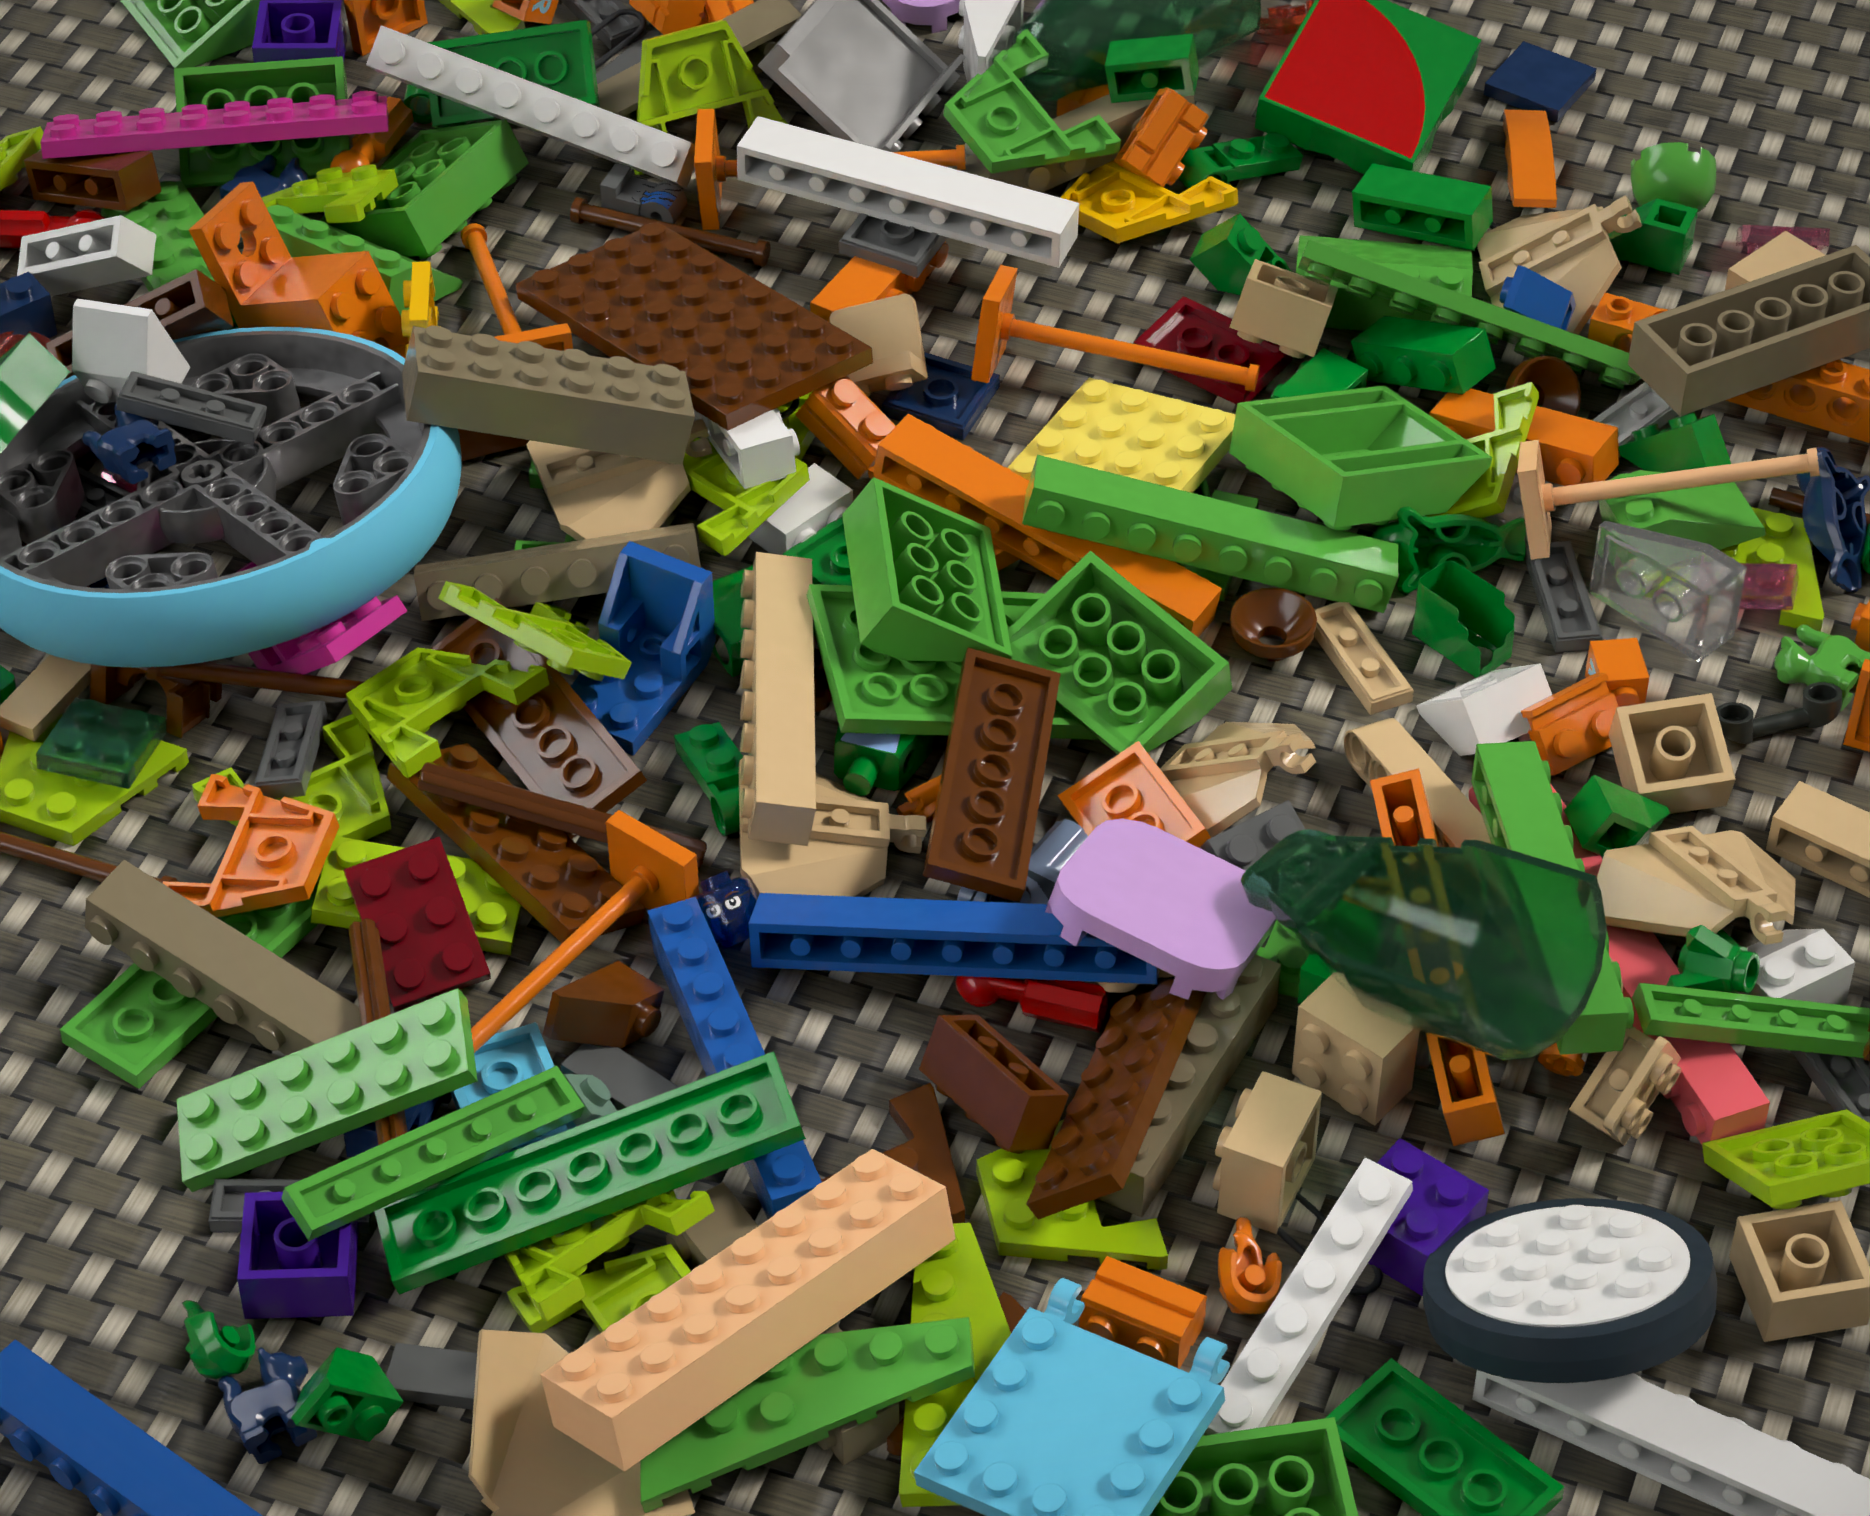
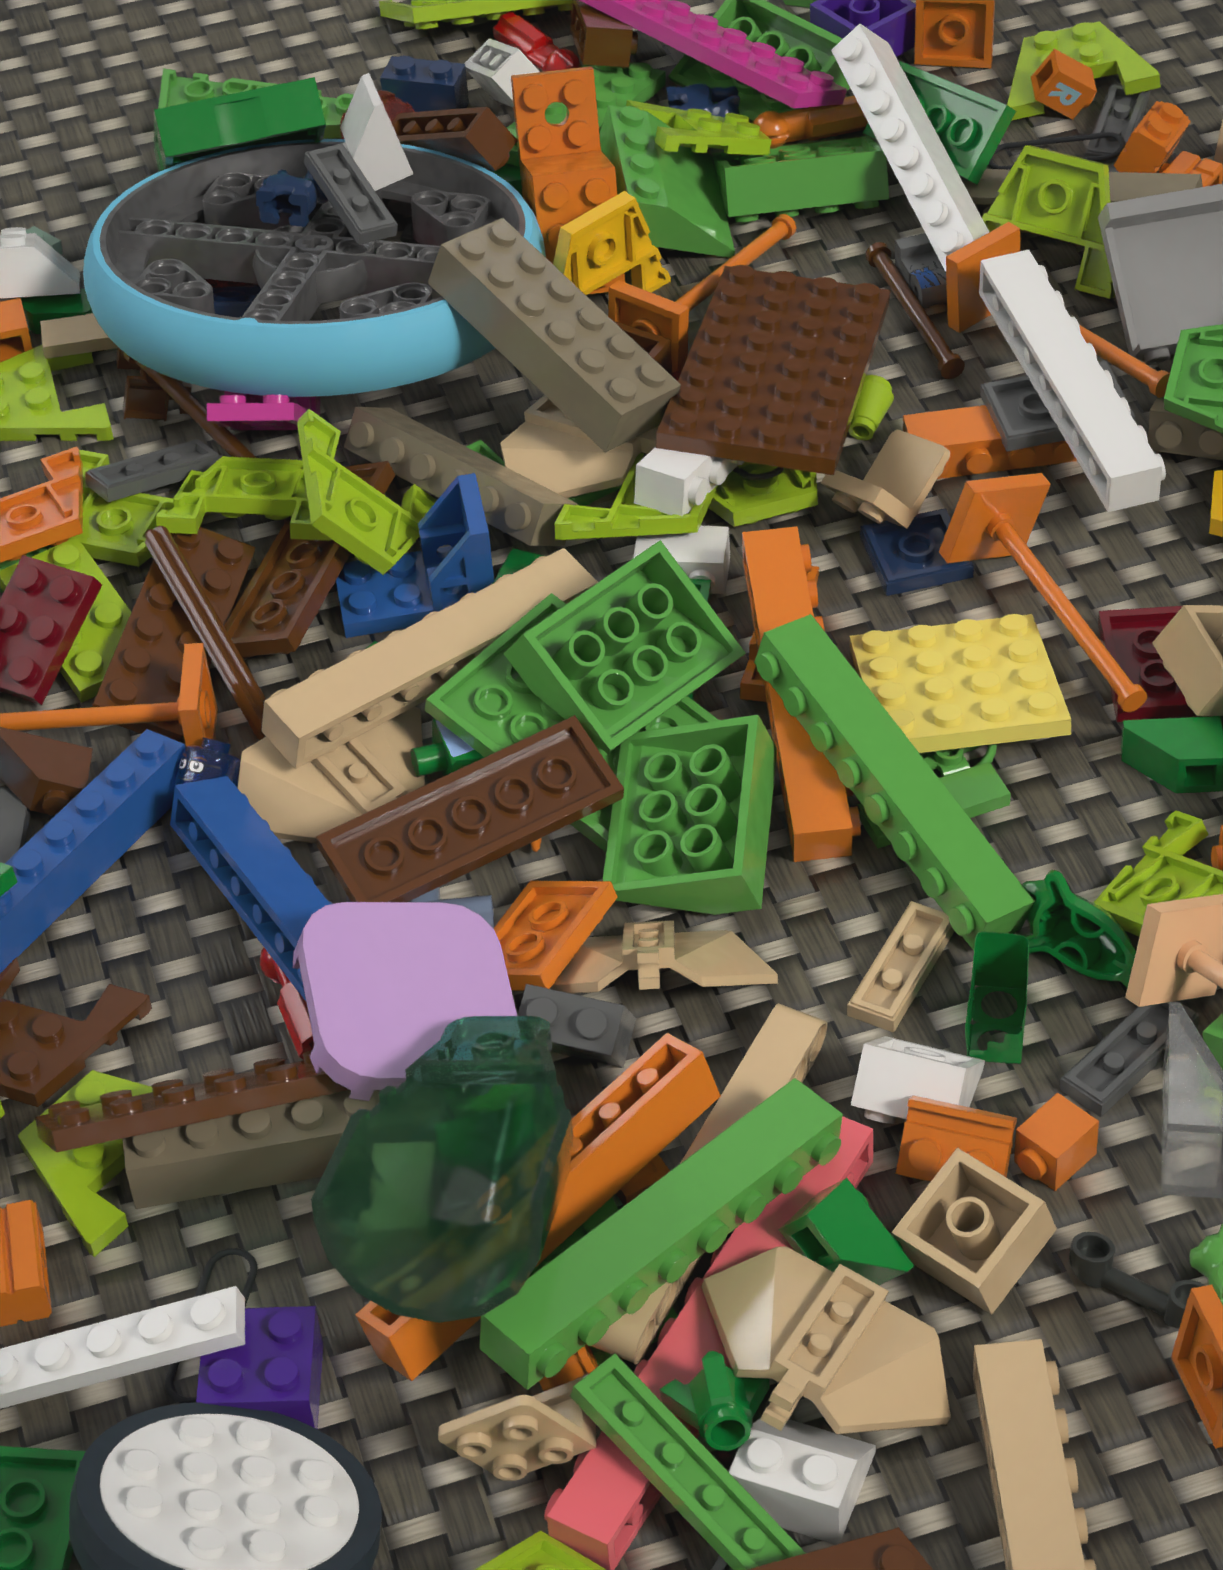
camera: 55 degrees right, 0 degrees up
(101, 743) = (64, 384): clear green plate -> none
(846, 423) = (792, 503): orange brick -> none
(993, 1083) = (156, 1023): reddish brown brick -> none
(1243, 1278) = (104, 1299): orange piece -> none
(1267, 1151) = (232, 1232): tan brick -> none
(1273, 613) = (861, 873): reddish brown piece -> none
(1356, 455) = (1098, 809): bright green slope -> none

